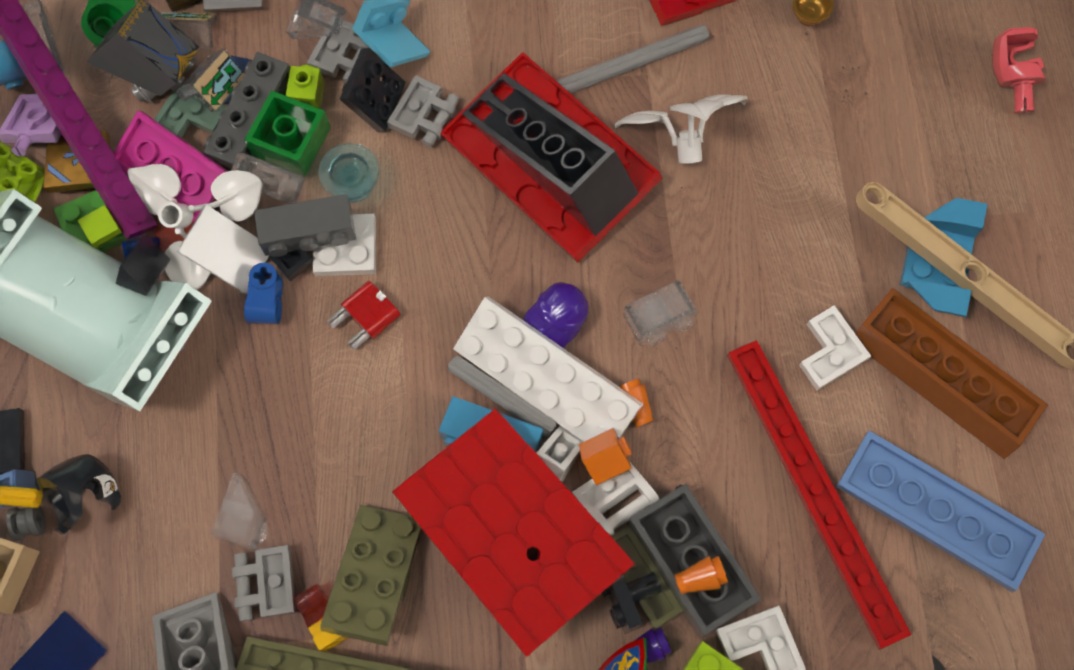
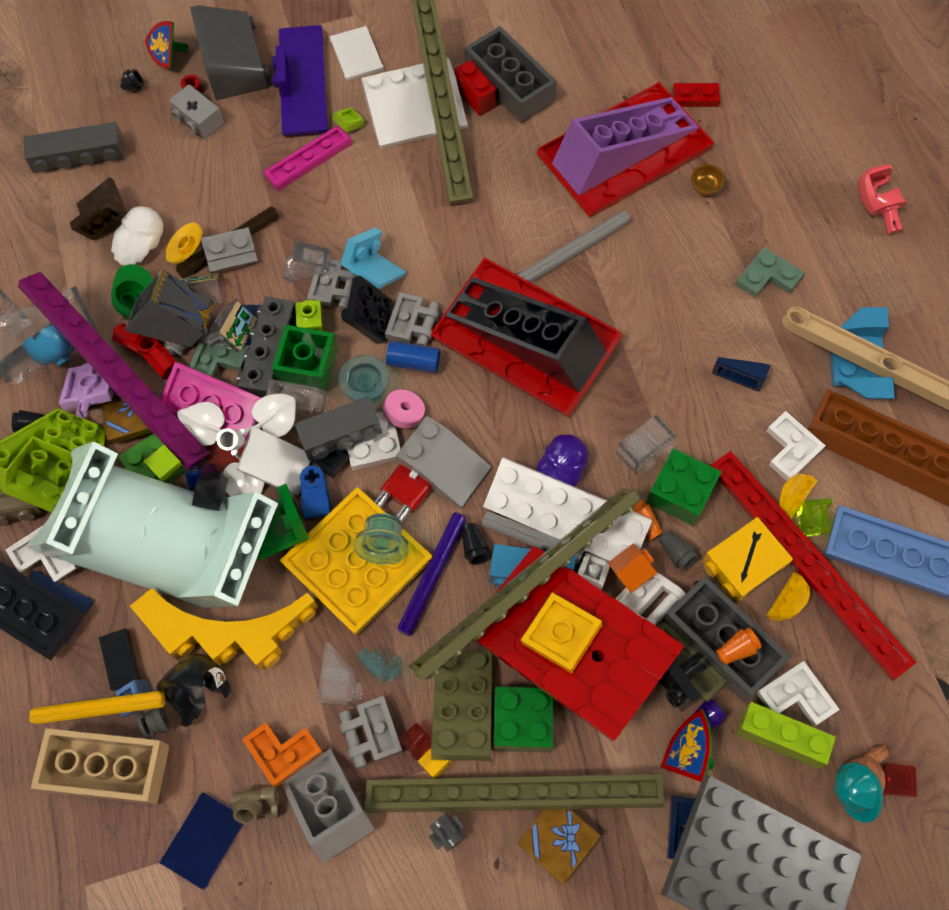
camera: 10 degrees left, 5 degrees down
(117, 635) = (255, 802): none -> dark tan plate
(119, 445) = (257, 637): none -> yellow arch
(120, 98) = (156, 356): none -> red piece
(159, 594) = (277, 759): none -> orange plate
(219, 327) = (285, 527): none -> green bracket
(286, 507) = (374, 664): none -> clear light blue bracket
(294, 383) = (339, 577): none -> yellow plate
(322, 366) = (381, 540): none -> clear light blue piece
(376, 415) = (431, 574): none -> dark purple axle
(380, 224) = (403, 418): none -> bright pink piece
(413, 156) = (413, 357): none -> blue pin
(419, 287) = (443, 462): none -> light grey slope
(432, 391) = (474, 545): none -> black cone
(436, 606) = (523, 720): none -> green brick
(461, 456) = (519, 587): none -> olive plate
(497, 518) = (561, 632): none -> yellow plate
(666, 446) = (679, 551): none -> dark grey cone
(689, 140) = (636, 303): white plant -> none
(690, 372) = (683, 487): none -> green brick
(742, 473) = (746, 560): none -> yellow brick
(784, 529) = (791, 599): none -> yellow plate
(795, 248) = (742, 372): none -> dark blue slope
(821, 405) = (795, 492): none -> yellow plate
(836, 439) = (814, 517): none -> clear neon green panel
(858, 127) = (769, 268): none -> sand green plate

